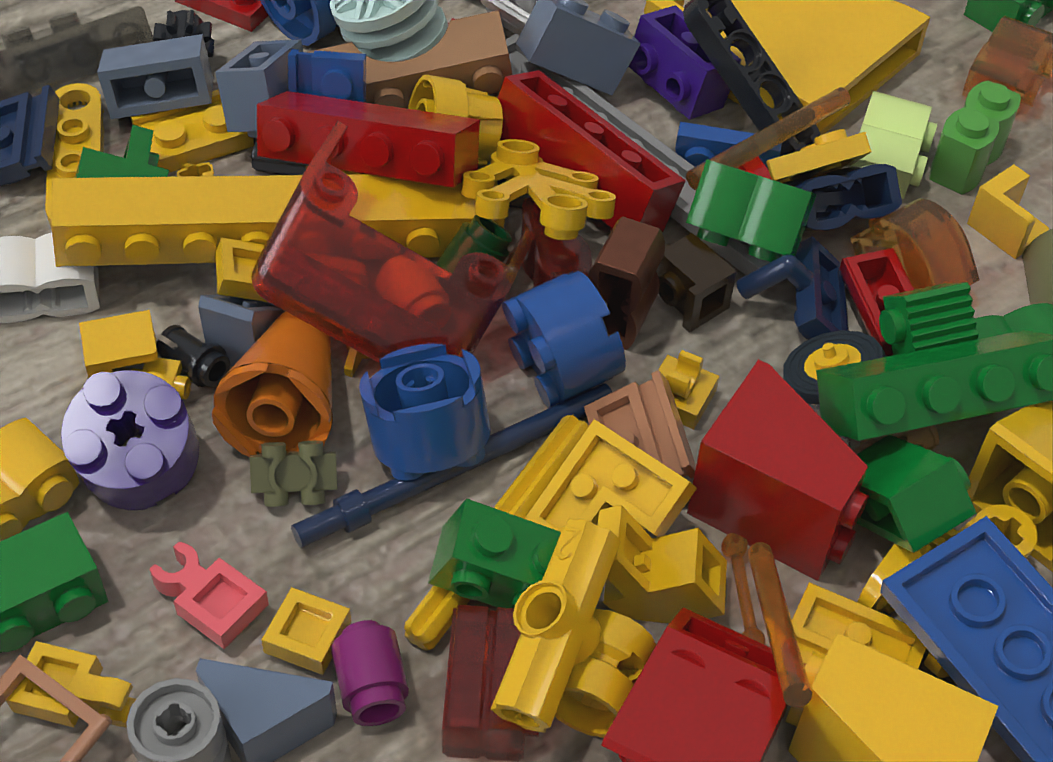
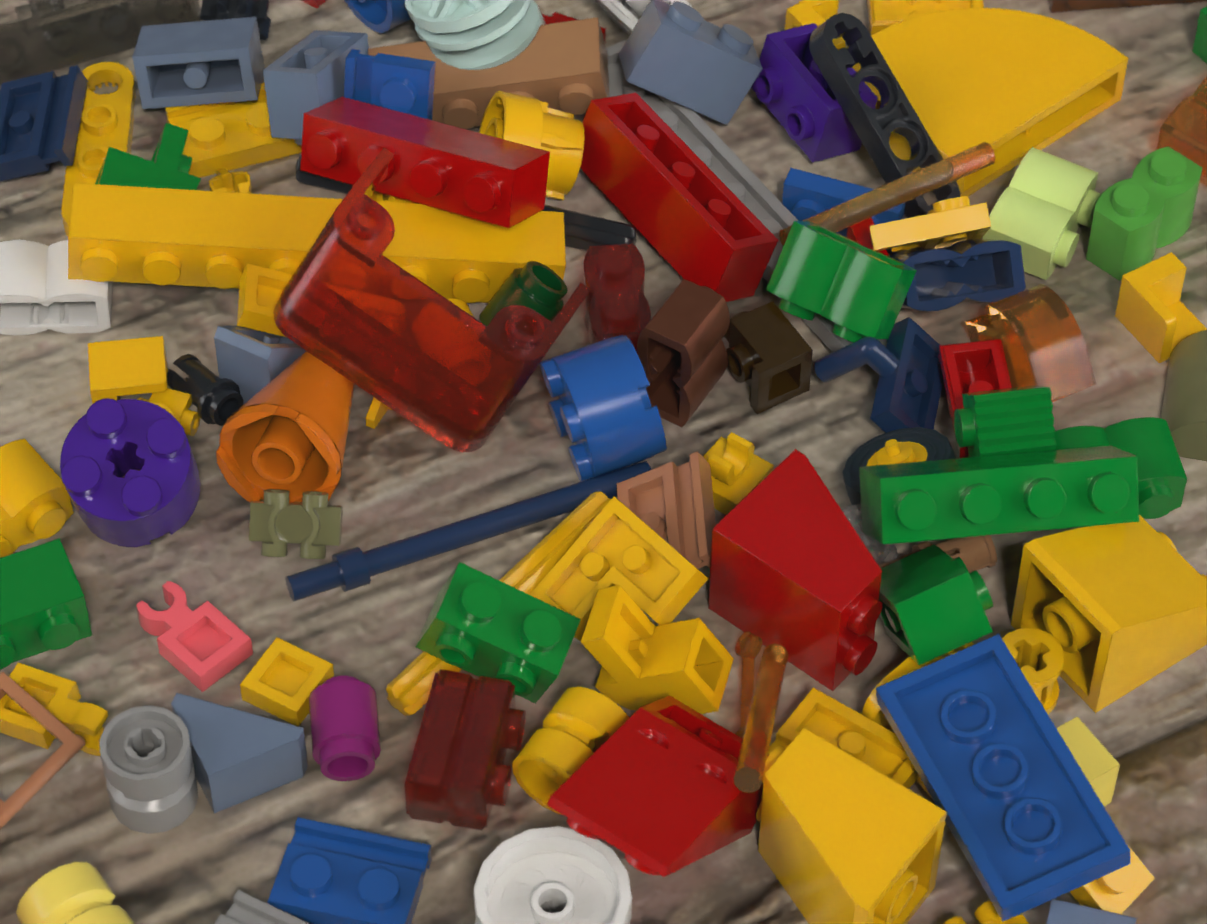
camera: 10 degrees right, 0 degrees up
(426, 410) = (441, 471): blue brick -> none
(556, 625) = (529, 693): yellow piece -> none
(559, 192) = (596, 204): yellow plant -> none

